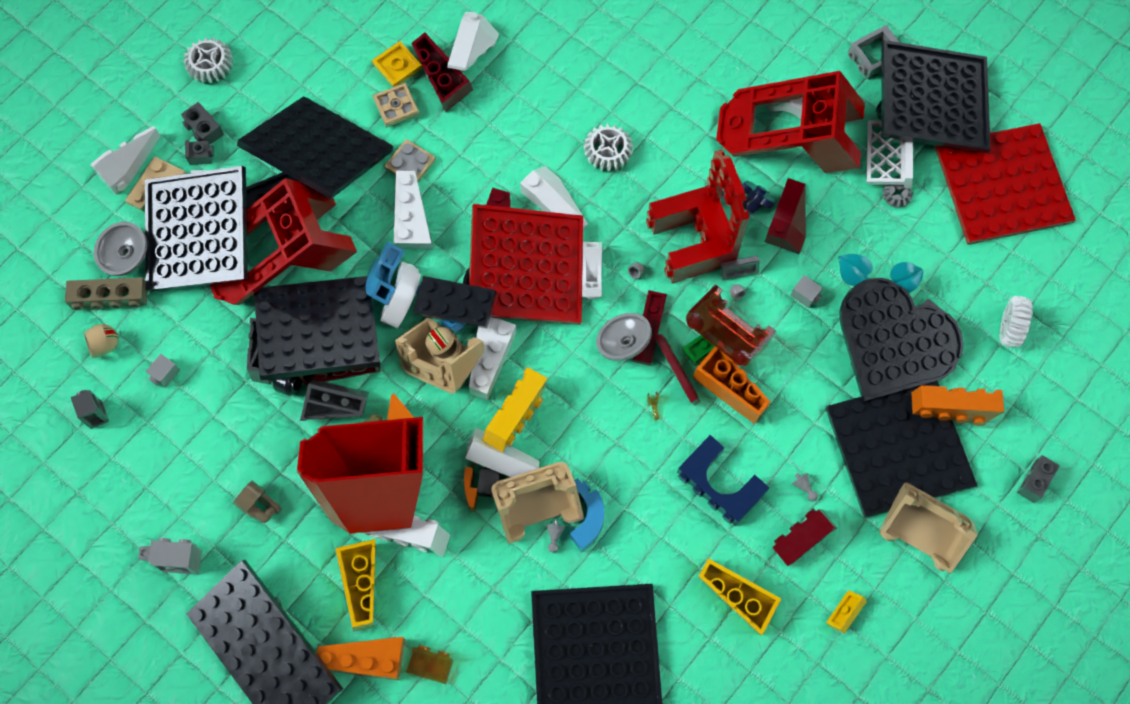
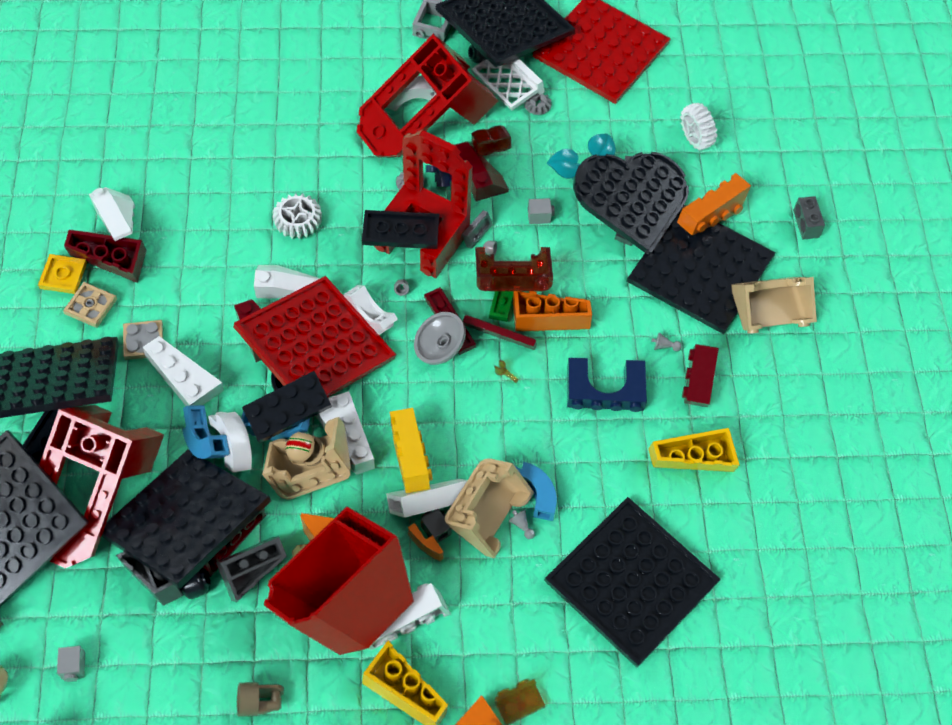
camera: 45 degrees left, 10 degrees down
(666, 223) = (400, 229): none -> black plate
(823, 198) = (491, 140): none -> clear red brick
(846, 611) = (775, 404): yellow plate -> none

